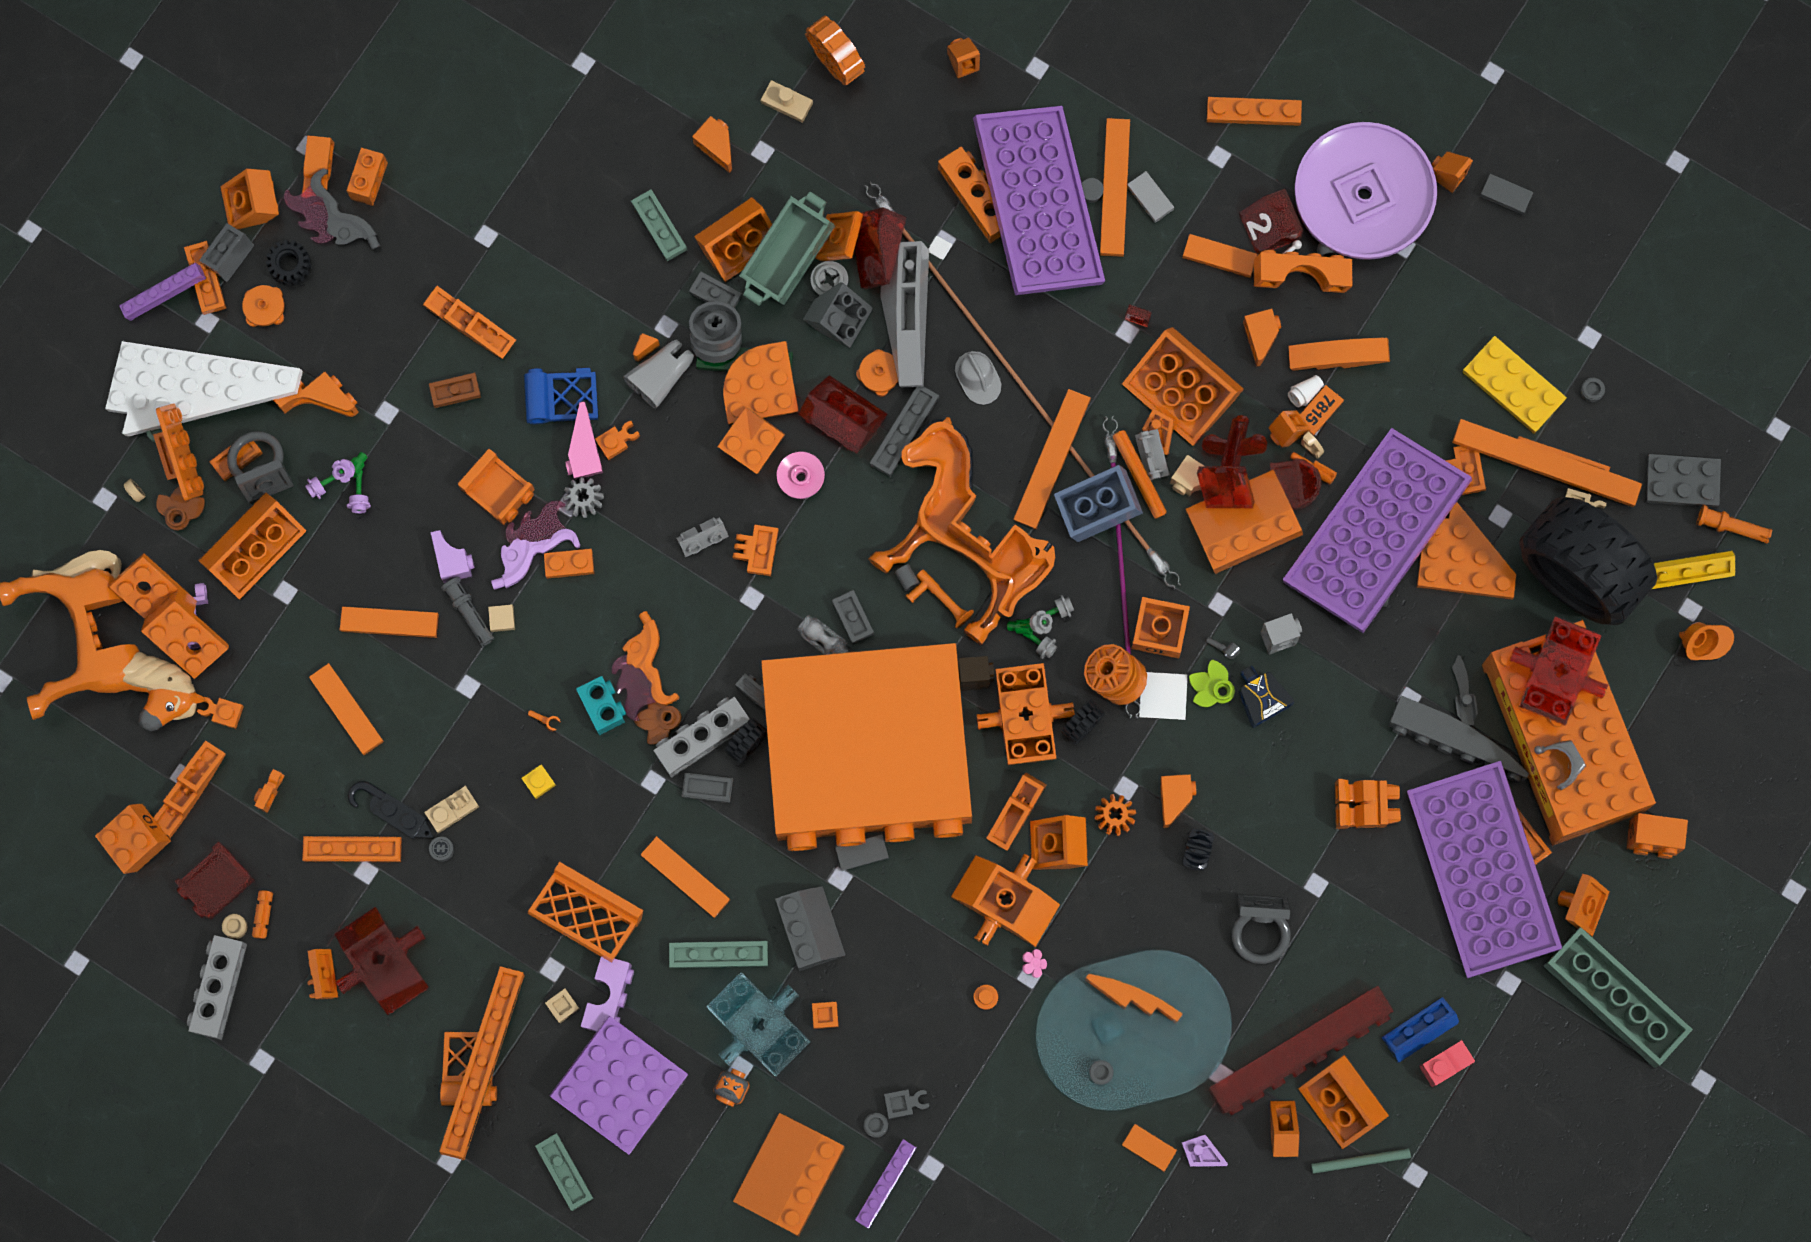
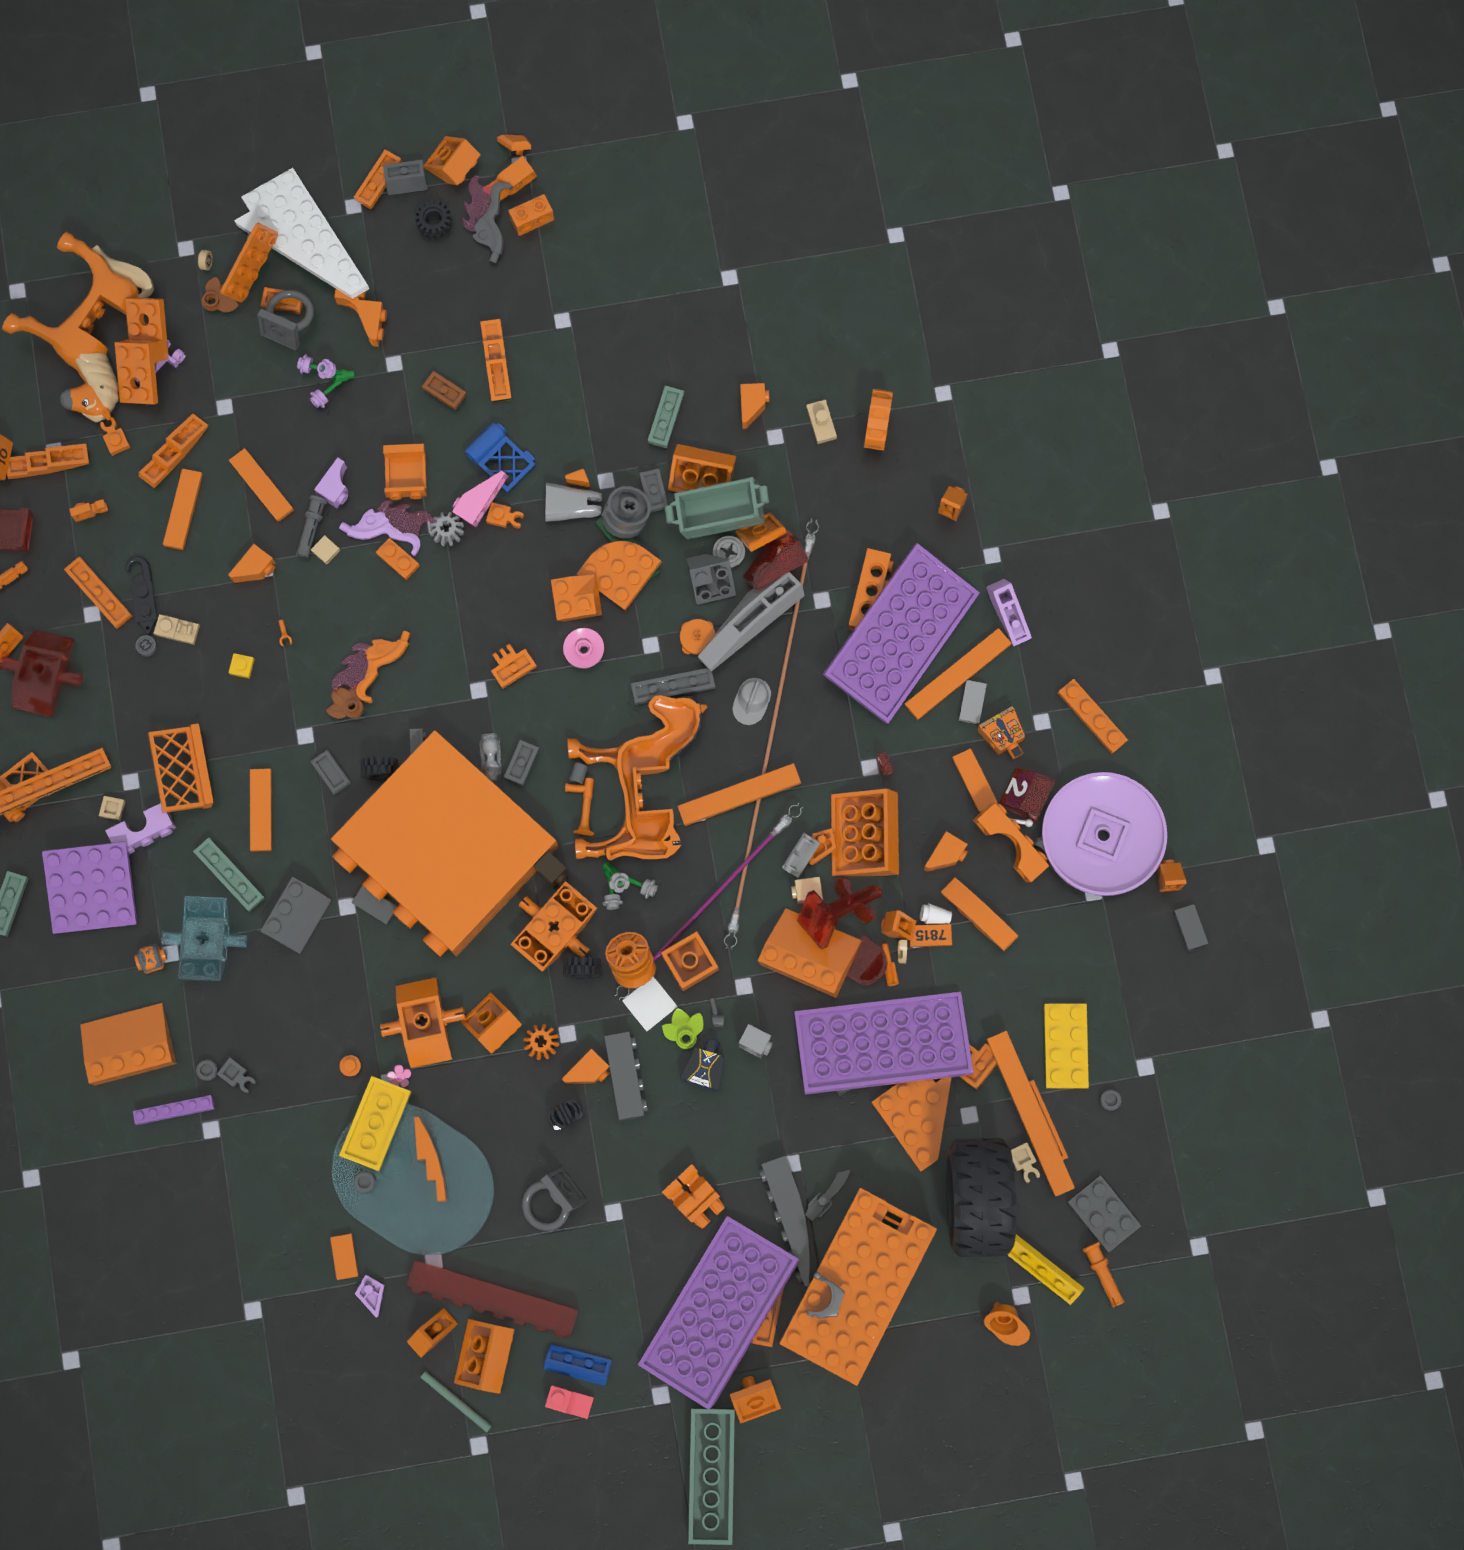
camera: 45 degrees right, 0 degrees up
(162, 291) = (345, 162): medium lavender piece -> none
(252, 545) = (233, 360): orange slope -> none
(263, 306) = (393, 230): orange piece -> none
(284, 670) = (173, 451): none -> orange slope
(286, 132) = (515, 143): none -> orange piece
(458, 691) = (252, 566): none -> orange slope
(596, 707) = (318, 658): teal brick -> none
(697, 749) = (328, 727): light grey brick -> none
(712, 532) = (480, 621): light grey hinge -> none
(825, 1015) = (248, 975): orange plate -> none
(842, 414) = (647, 638): clear red slope -> none
(939, 247) = (815, 601): white sticker -> none
(1016, 811) = (488, 977): orange slope -> none
(1058, 1018) = (375, 1123): none -> yellow plate
(1092, 190) = (942, 661): dark grey tile -> none
(1098, 503) = (734, 849): sand blue brick -> none
(1100, 96) = (1009, 611): none -> lavender slope
(1139, 474) = (779, 858): orange axle -> none
(1202, 194) = (1003, 732): none -> torso
(1209, 770) = (624, 1076): none -> dark grey brick
(1566, 649) = (905, 1238): clear red slope -> none
(1657, 835) = (844, 1406): orange brick -> none

